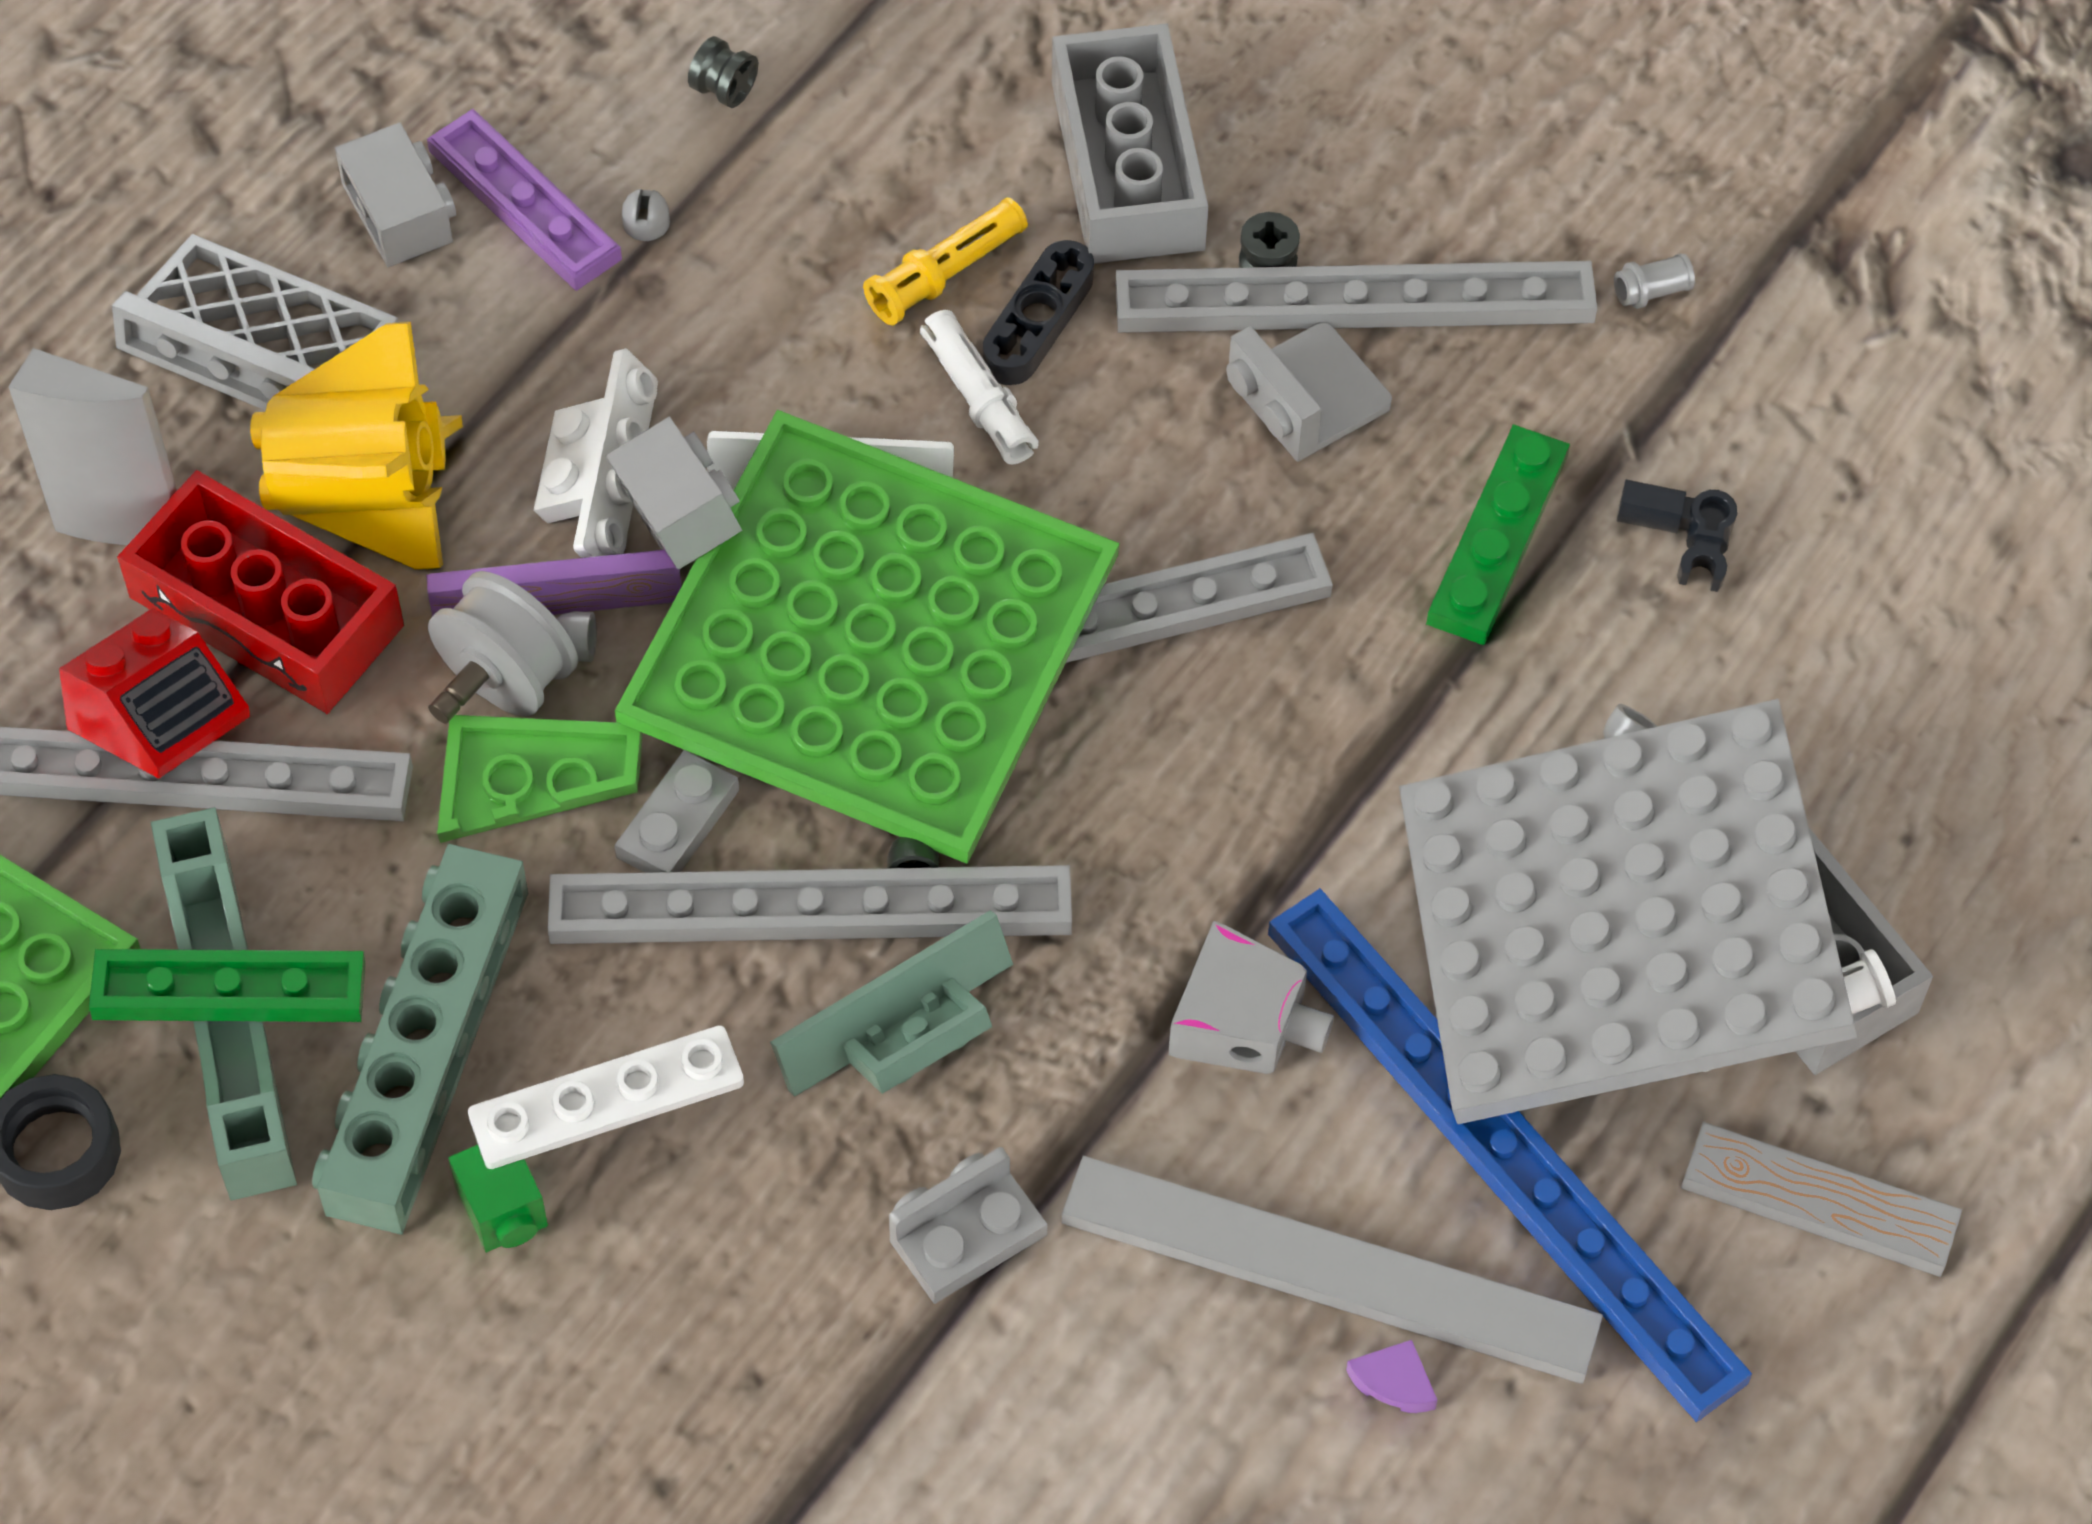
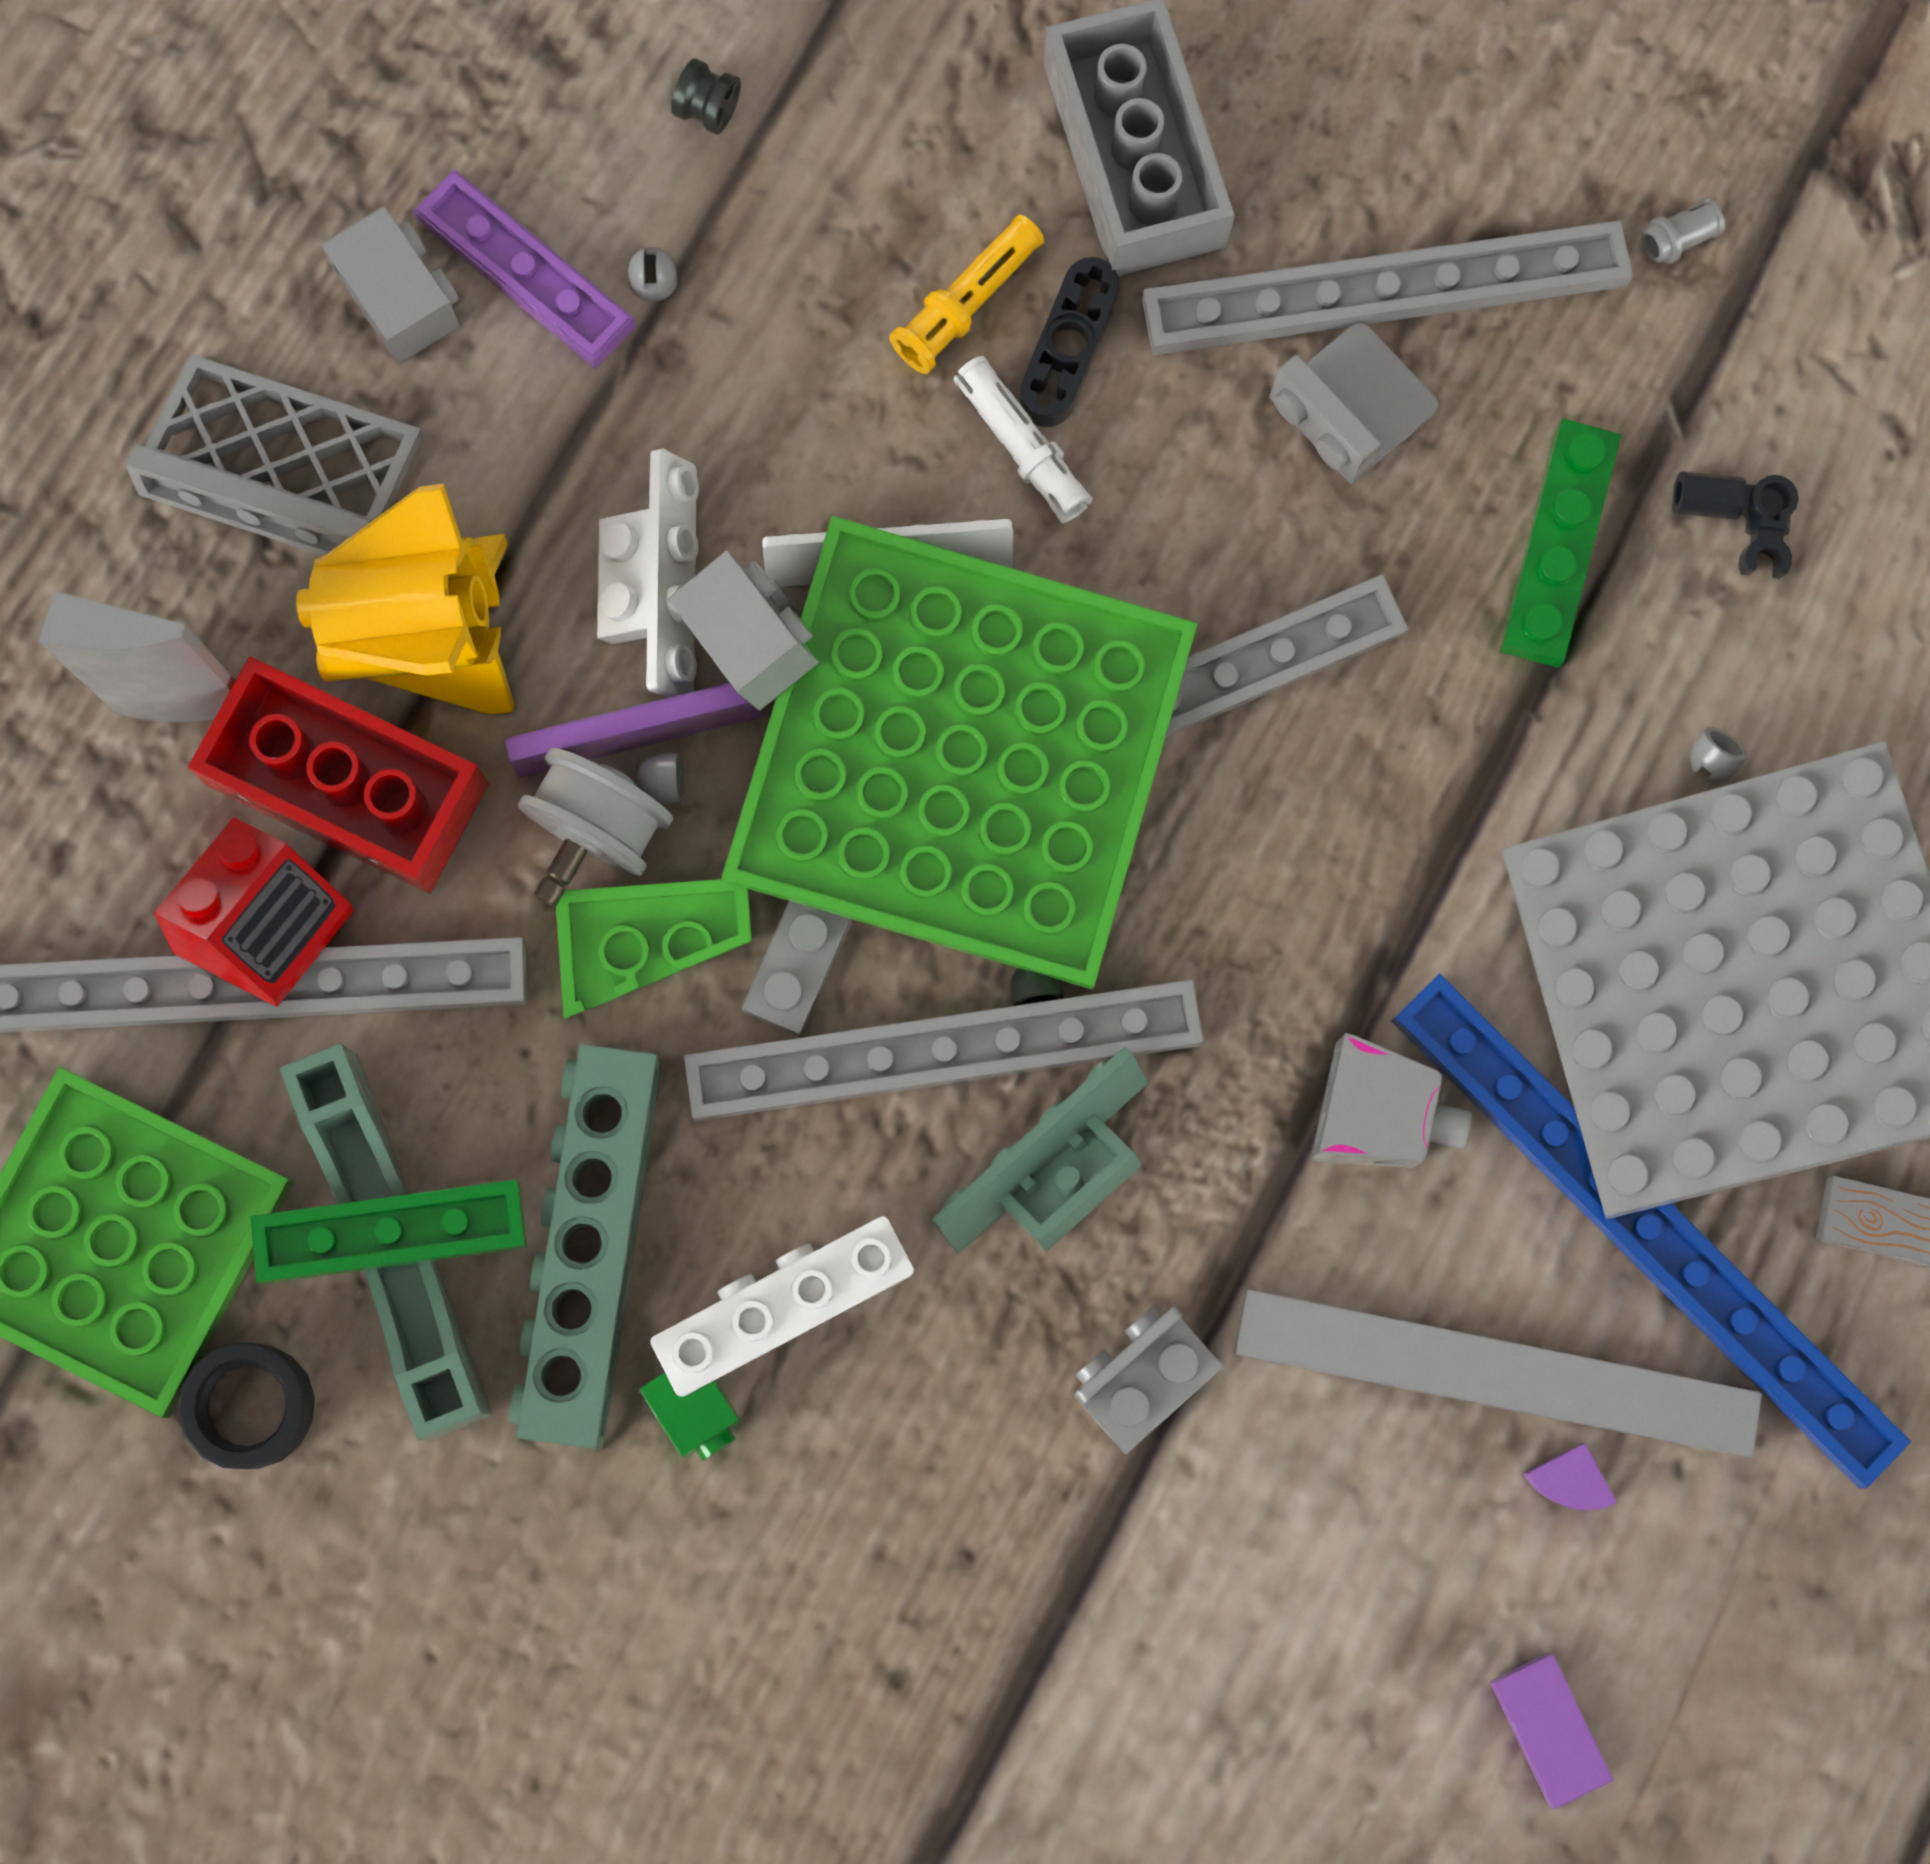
camera: 10 degrees left, 20 degrees up
(1261, 234) = (1280, 248): pearl dark grey wheel -> none

